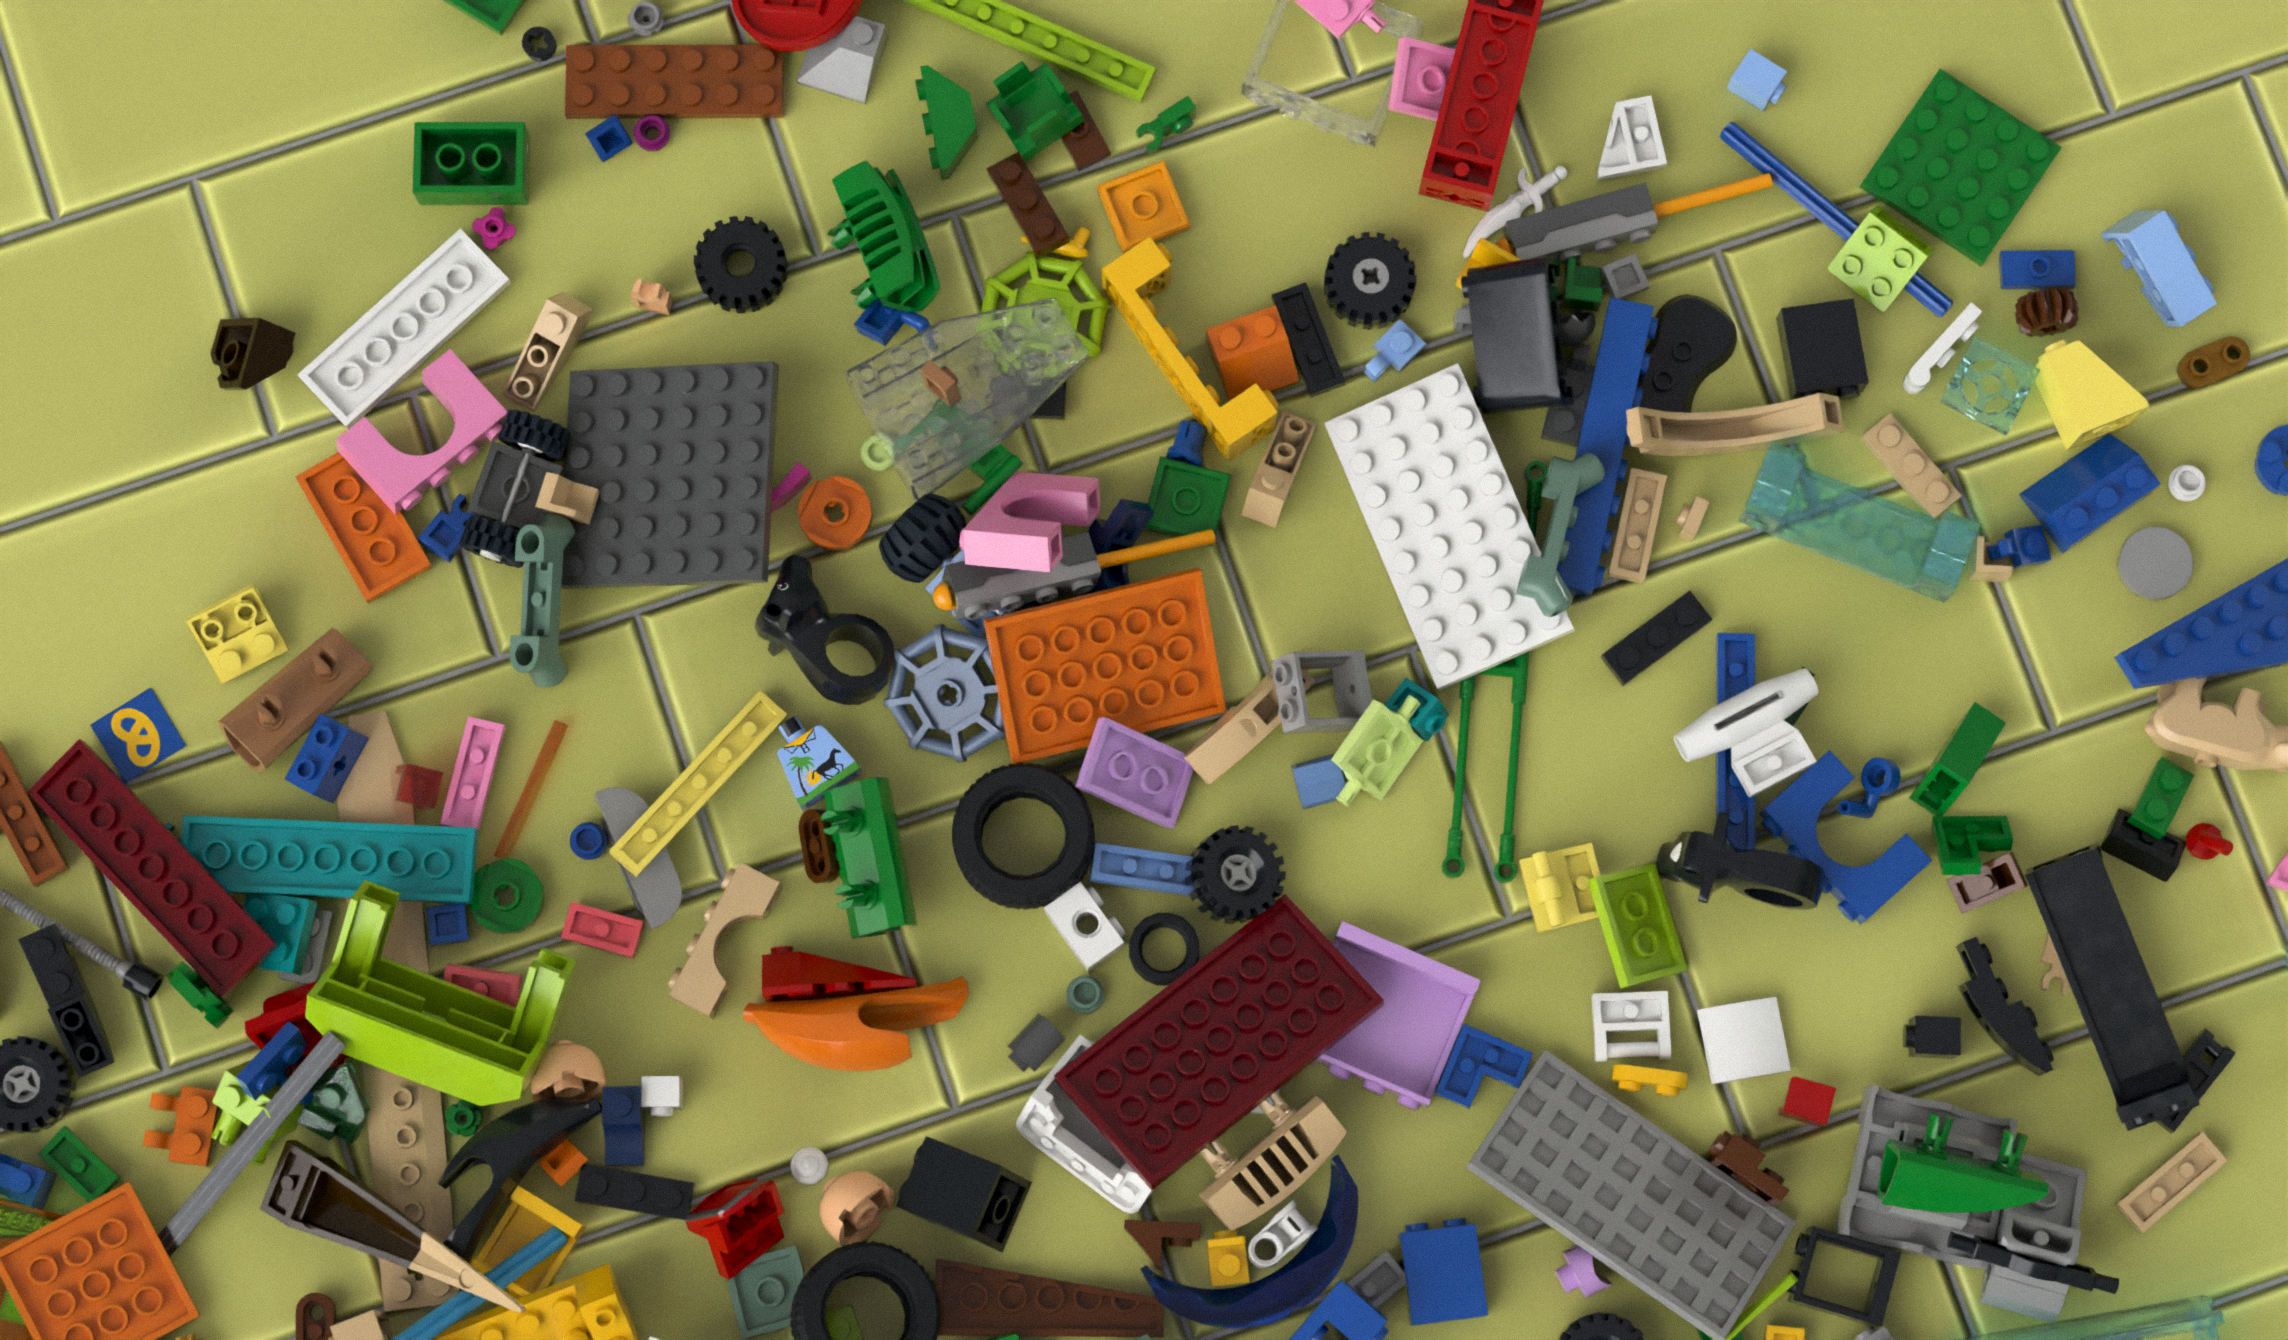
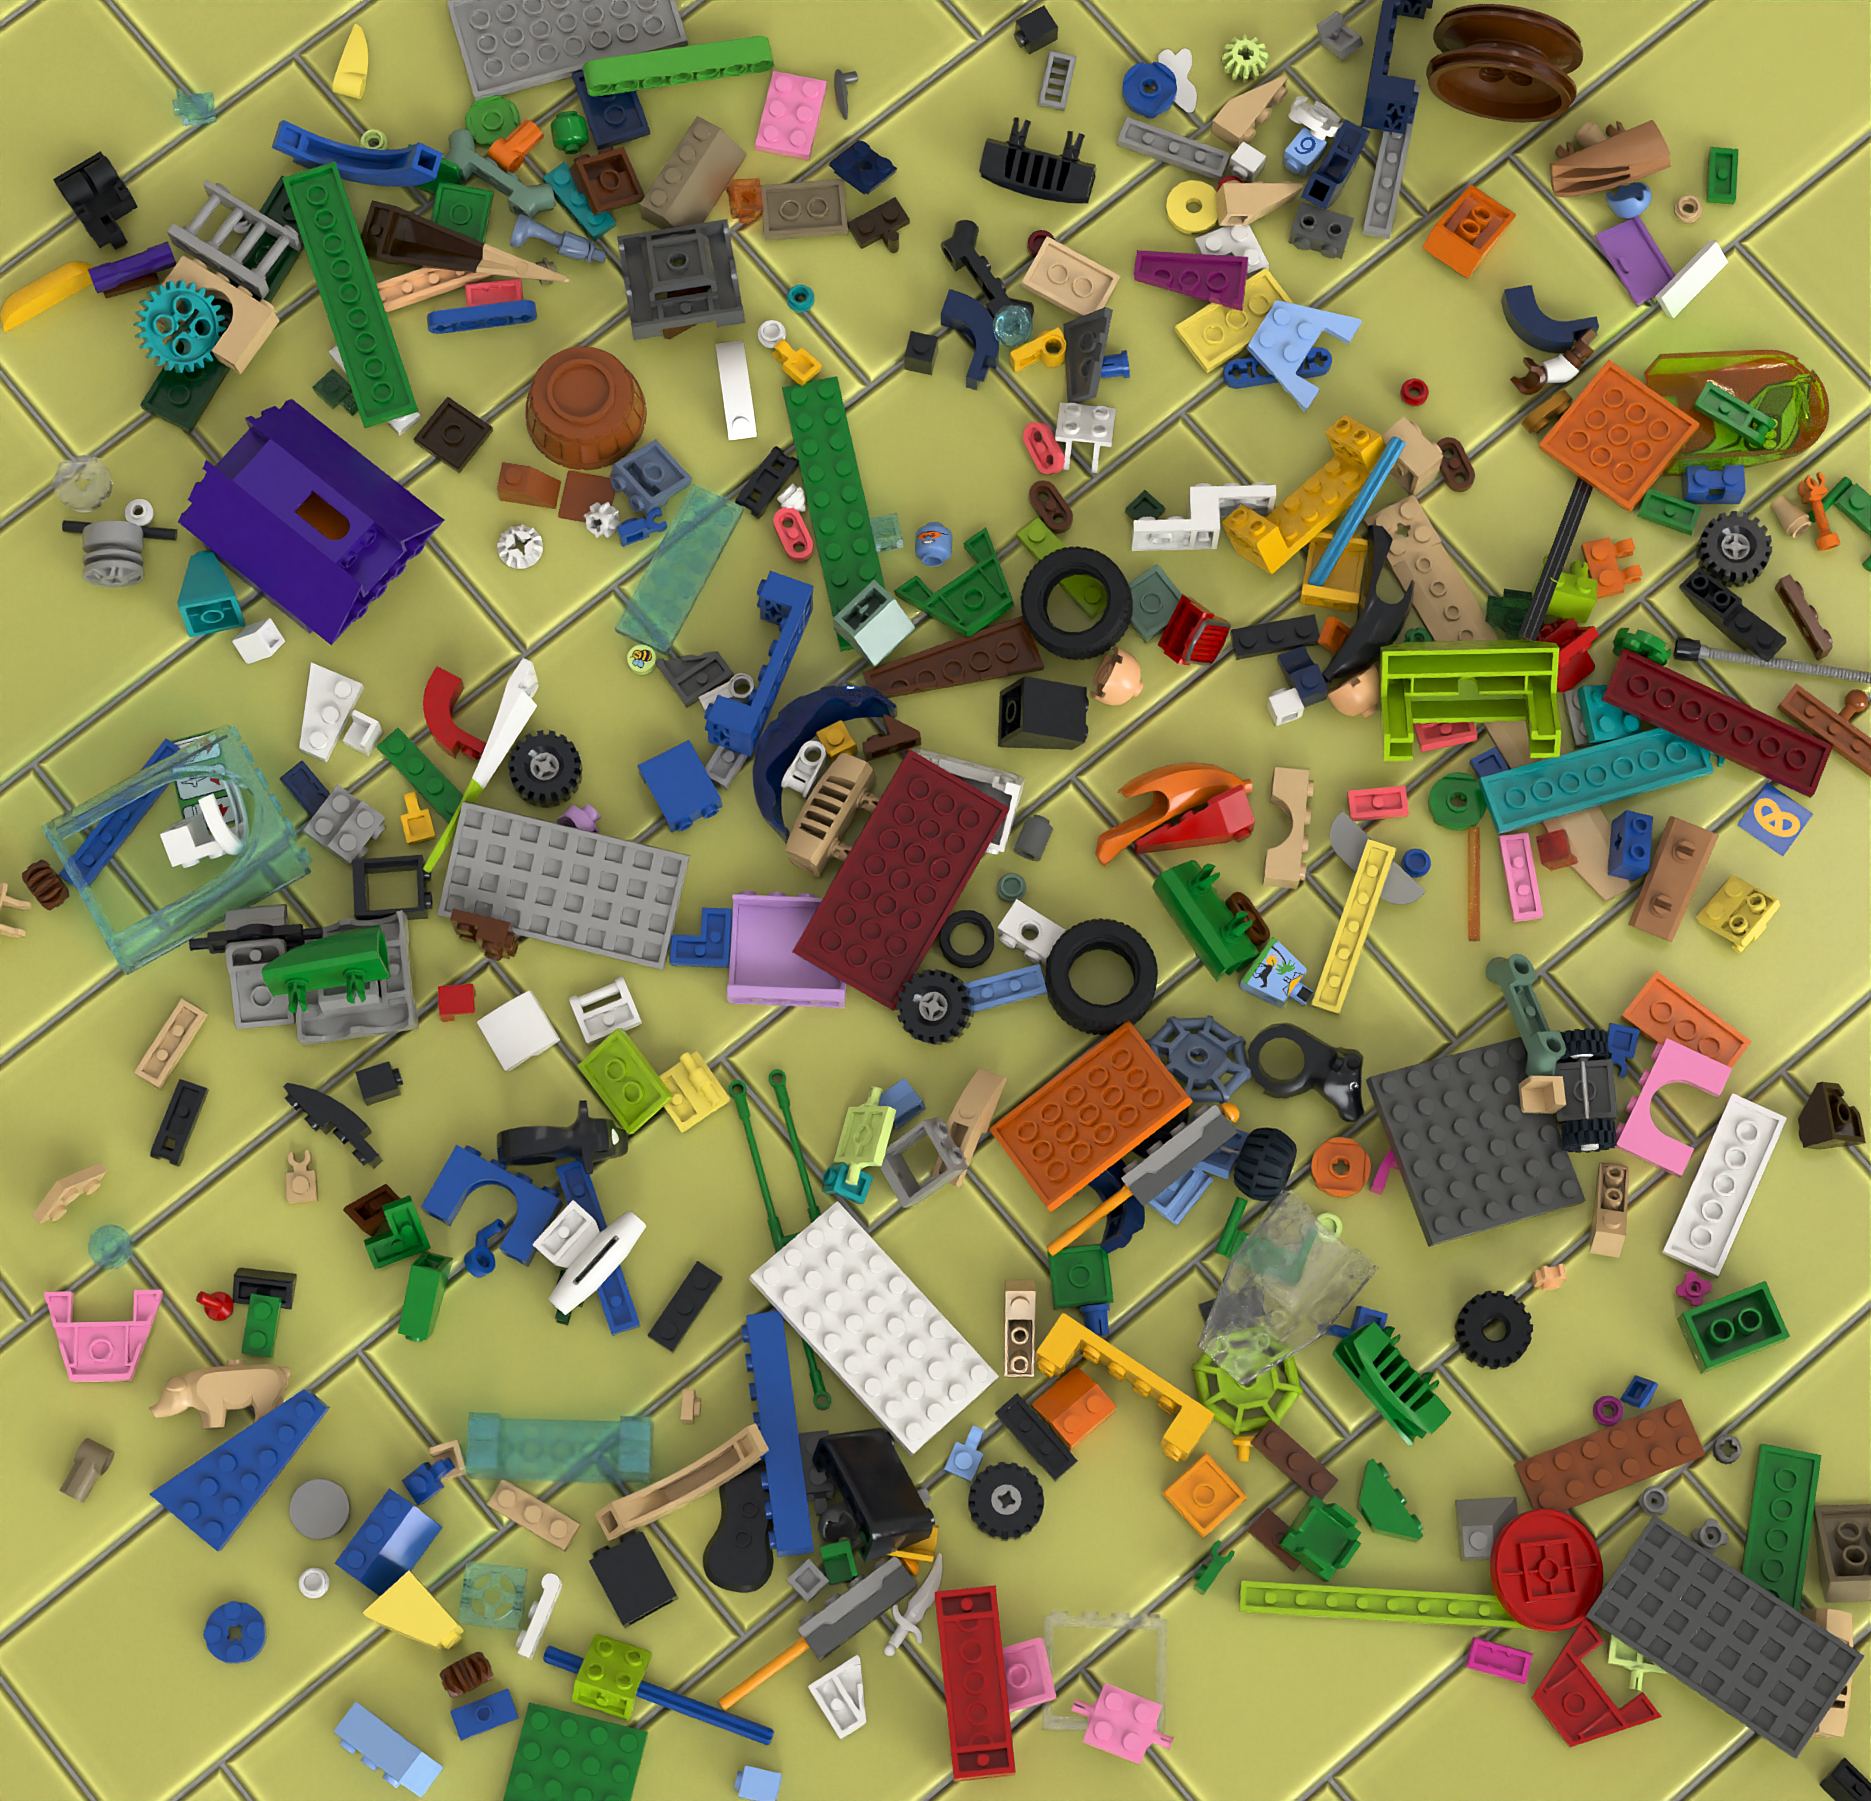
camera: 160 degrees right, 5 degrees down
(270, 1063) = (1564, 617): blue plate -> none
(333, 1204) = (1484, 546): dark brown plate -> none
(809, 1166) = (1160, 697): white plate -> none
(941, 382) = (1300, 1284): medium nougat plate -> none
(1025, 520) = (1201, 1223): bright pink arch -> none
(1135, 773) = (1037, 1051): lavender plate -> none
(1539, 574) = (788, 1297): sand green plate -> none
(1637, 525) = (729, 1386): tan plate -> none
(1665, 1081) = (566, 979): yellow plate -> none
(2112, 987) = (258, 1163): black panel -> none
(2215, 362) = (322, 1692): pearl gold plate -> none

